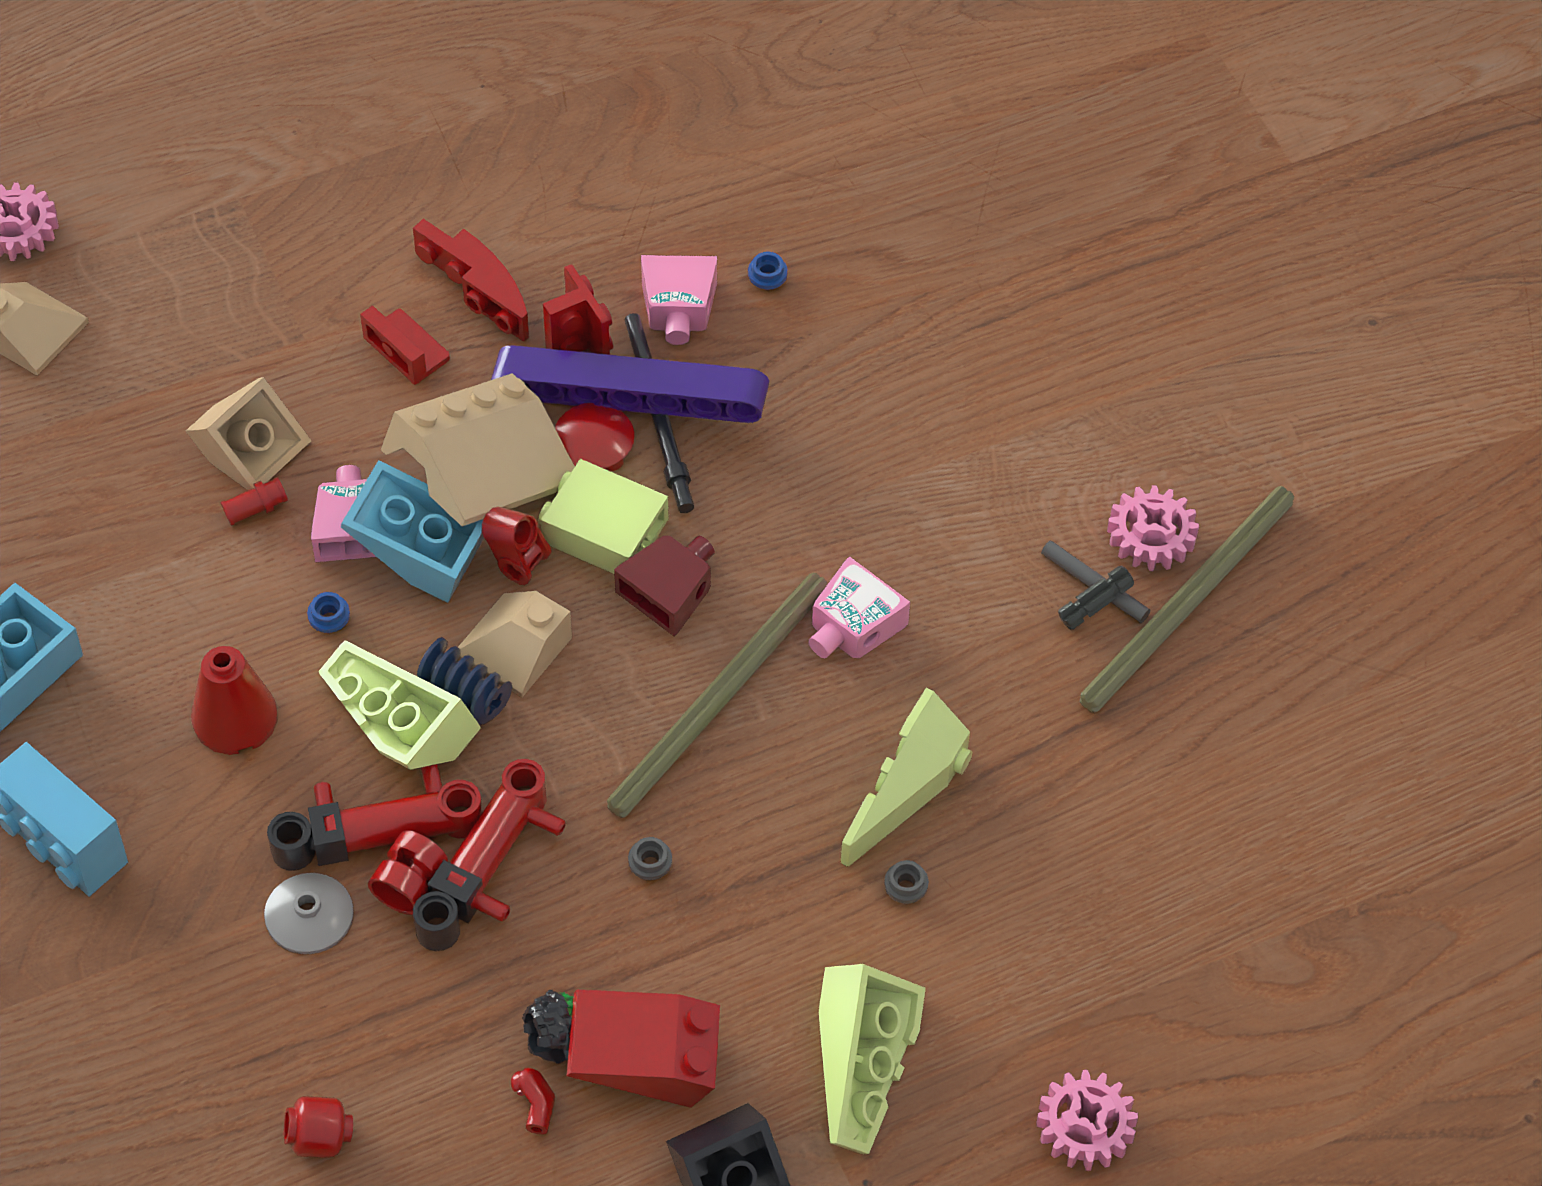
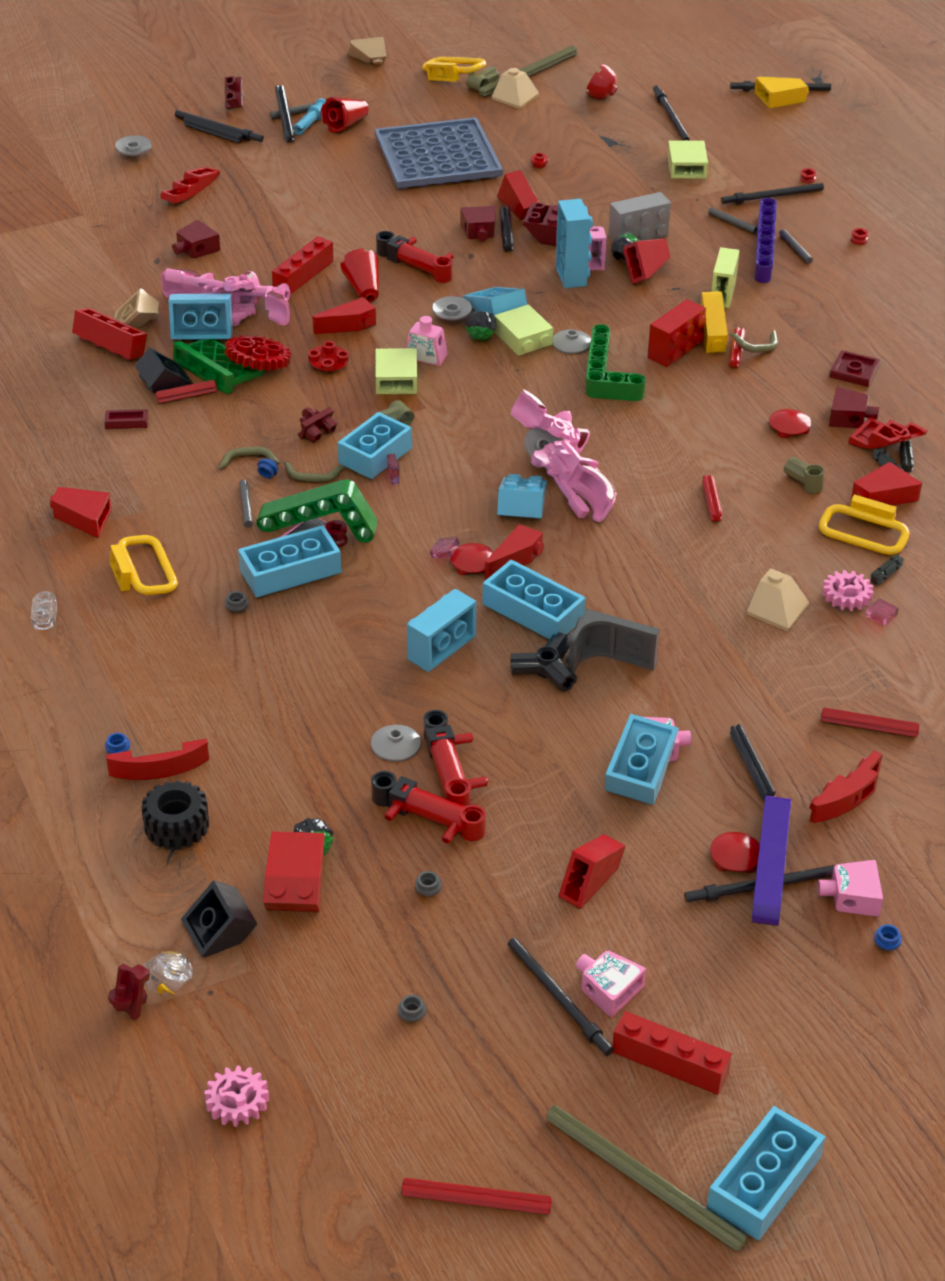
camera: 90 degrees right, 15 degrees down
(65, 186) = (882, 611): none -> clear pink tile
(110, 556) = (612, 638): none -> dark grey bracket
(142, 685) = (547, 662): none -> black piece
(231, 703) = (522, 693): red cone -> none
(249, 434) = (707, 693): tan slope -> none
(260, 498) = (667, 703): red pin -> none
(317, 1126) = (258, 745): red head -> none
(324, 236) = (870, 722): none -> red axle
(328, 603) = (591, 736): blue plate -> none
(394, 398) = (752, 761): none -> black axle
(398, 710) = (520, 769): yellowish green wedge -> none
(403, 343) = (792, 760): red panel -> none
(406, 872) = (420, 771): red wheel -> none
(455, 677) = (543, 791): dark blue piece -> none
(482, 447) = (701, 783): tan piece -> none
(515, 543) = (641, 812): red piece -> none
(519, 638) = (578, 820): tan slope -> none
(539, 1094) = (264, 839): red arm -> none
(576, 318) = (816, 829): red bracket -> none
(602, 516) = (669, 855): yellowish green brick -> none
(637, 621) = (590, 869): none -> red slope
(666, 580) = (625, 886): dark red torso -> none
(715, 696) = (542, 912): olive axle -> none
(864, 1033) = (299, 985): yellowish green wedge -> none
(926, 760) = (492, 1006): yellowish green wedge -> none
(942, 645) = (590, 1030): none -> black bar
(989, 544) = (671, 1052): none -> red brick
(1089, 577) = (653, 1121): dark grey bar -> none
(1096, 597) = (634, 1115): pearl dark grey axle -> none
(1153, 528) = (697, 1152): bright pink gear -> none
(1190, 448) = (765, 1172): none -> medium azure brick
(1234, 802) = (476, 1196): none -> red axle

